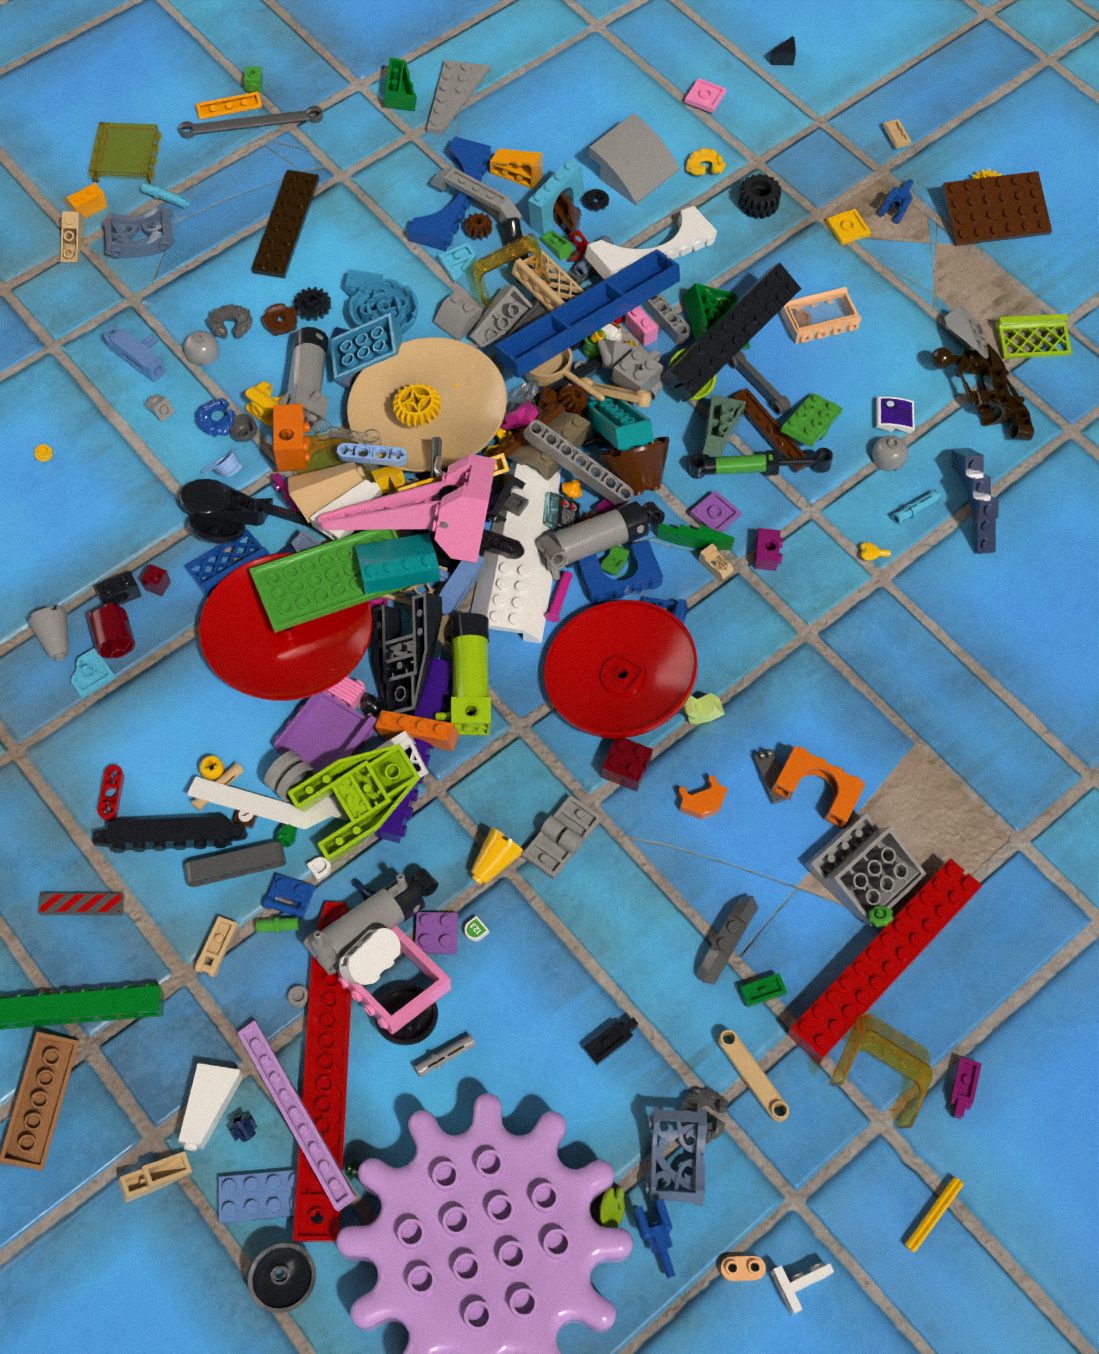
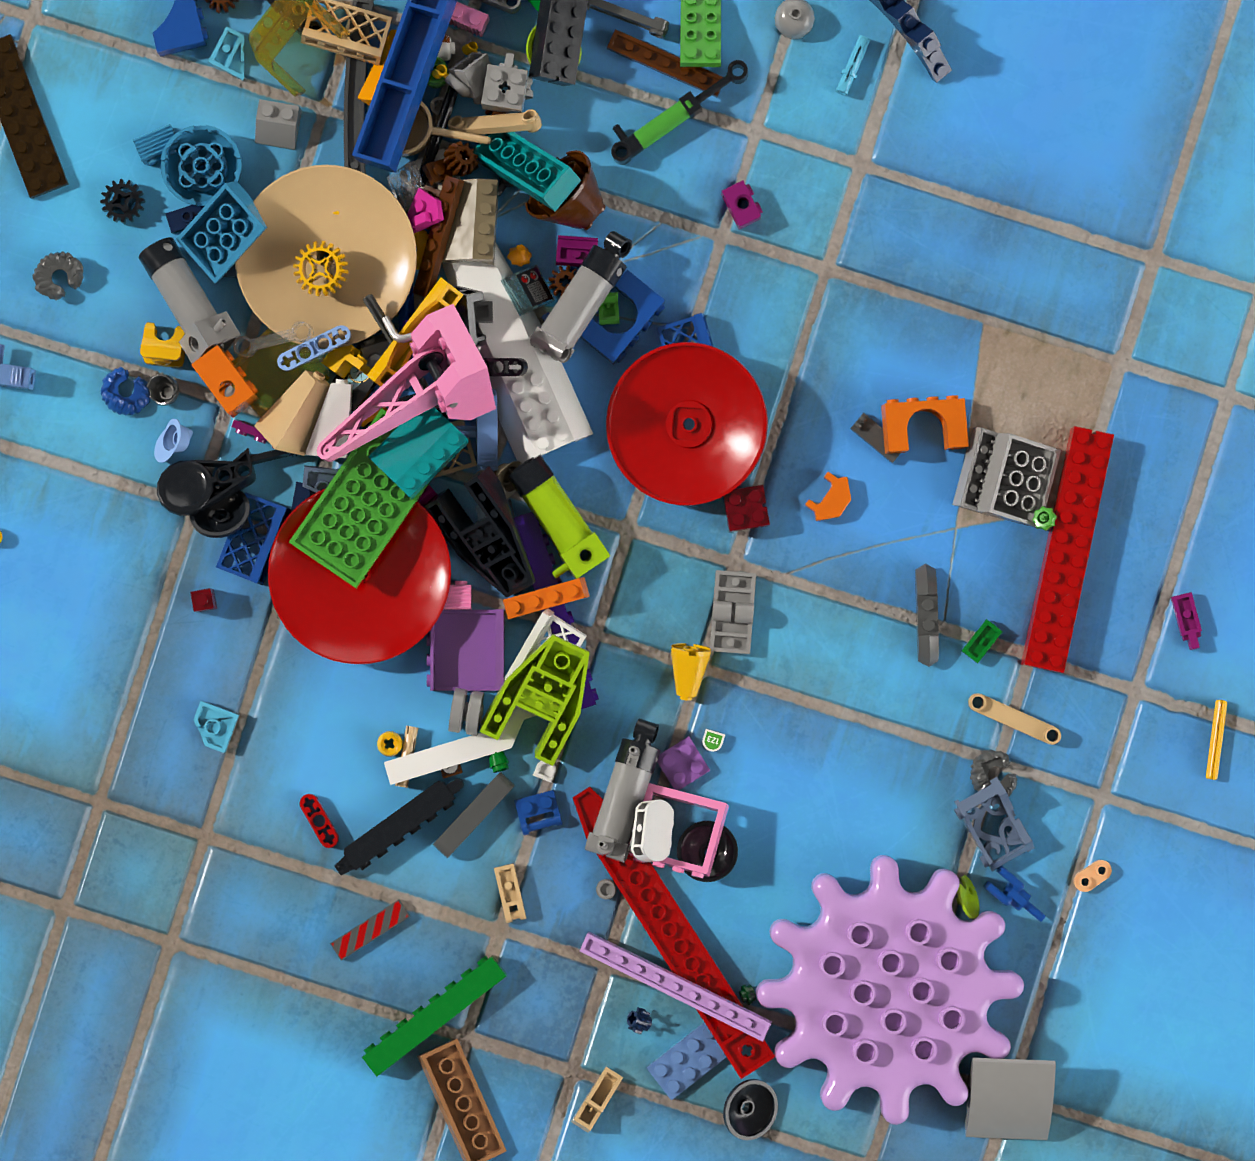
camera: 30 degrees left, 25 degrees up
(52, 631) = (153, 712): light grey cone -> none
(111, 631) = (207, 678): dark red cylinder -> none
(119, 589) = (177, 632): black brick -> none
(160, 406) = (62, 415): light grey bracket -> none
(201, 348) = (52, 324): light grey cylinder -> none
(207, 1101) = (595, 1016): white slope -> none
(277, 924) = (547, 842): bright green pin -> none
(282, 327) = (102, 228): reddish brown plate -> none
(365, 892) = (599, 767): dark blue bar -> none
(371, 704) = (486, 594): black piece -> none
(443, 1056) = (757, 862): light grey pin -> none
(501, 315) = (320, 91): light grey wedge -> none
(559, 596) = (581, 379): dark pink axle -> none
(569, 462) = (508, 237): light grey beam -> none
(610, 1040) = (883, 763): black hinge -> none
(695, 538) = (674, 230): green slope -> none
(703, 709) = (782, 411): yellowish green brick -> none
(715, 512) = (669, 194): medium lavender plate -> none
(715, 563) = (702, 251): tan leg -> none
(721, 422) = (617, 93): sand green wedge -> none
(798, 1282) = (1142, 860): white bracket -> none
(872, 552) = (837, 144): yellow rock -> none
(893, 1049) = (1116, 630): clear yellow windscreen -> none

